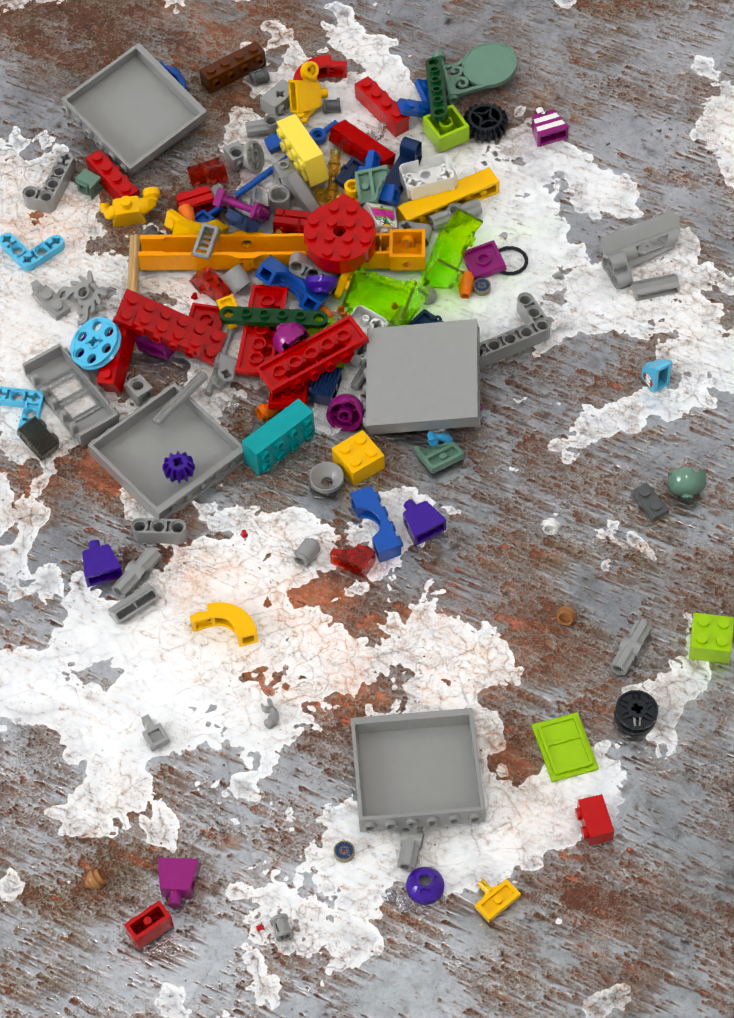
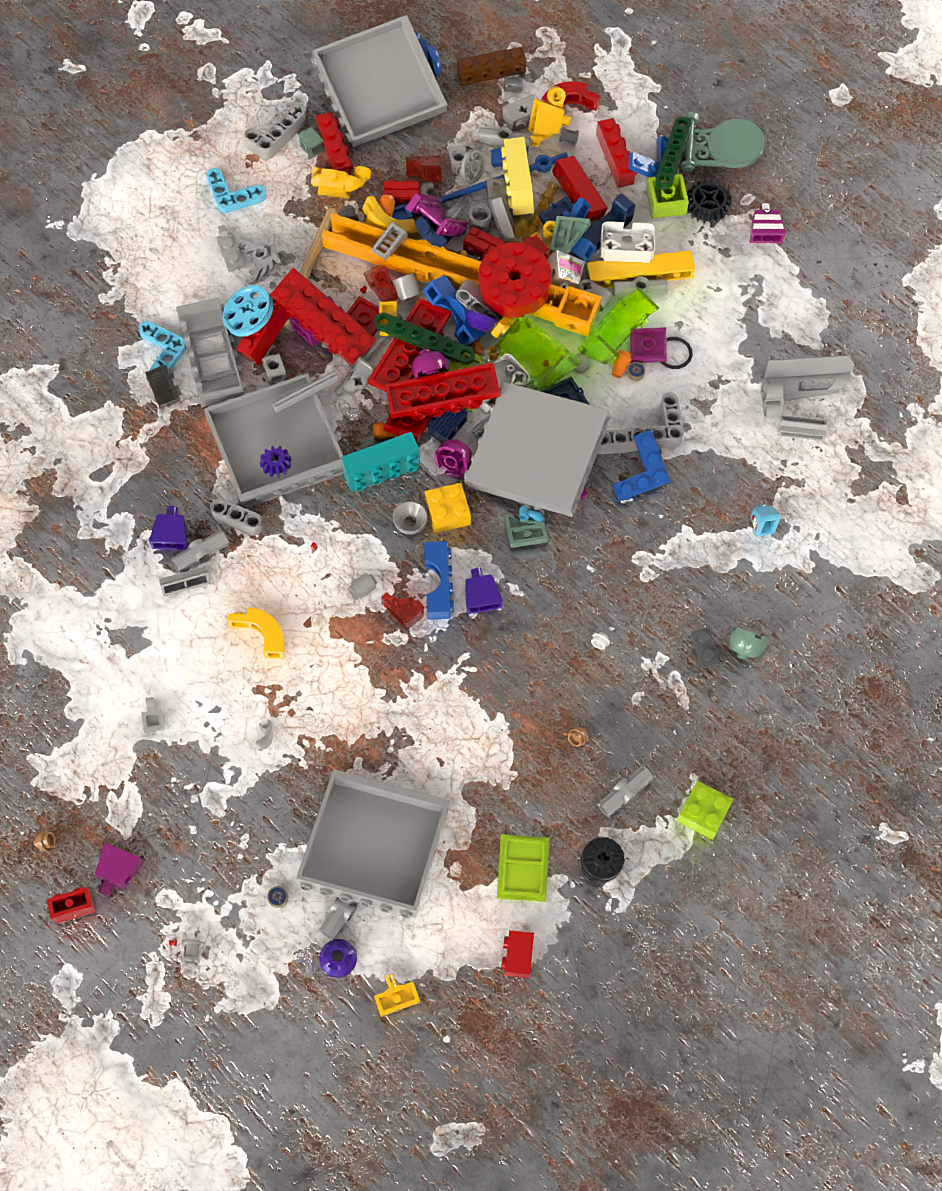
camera: 15 degrees right, 10 degrees up
(537, 364) = (655, 470): none -> blue plate

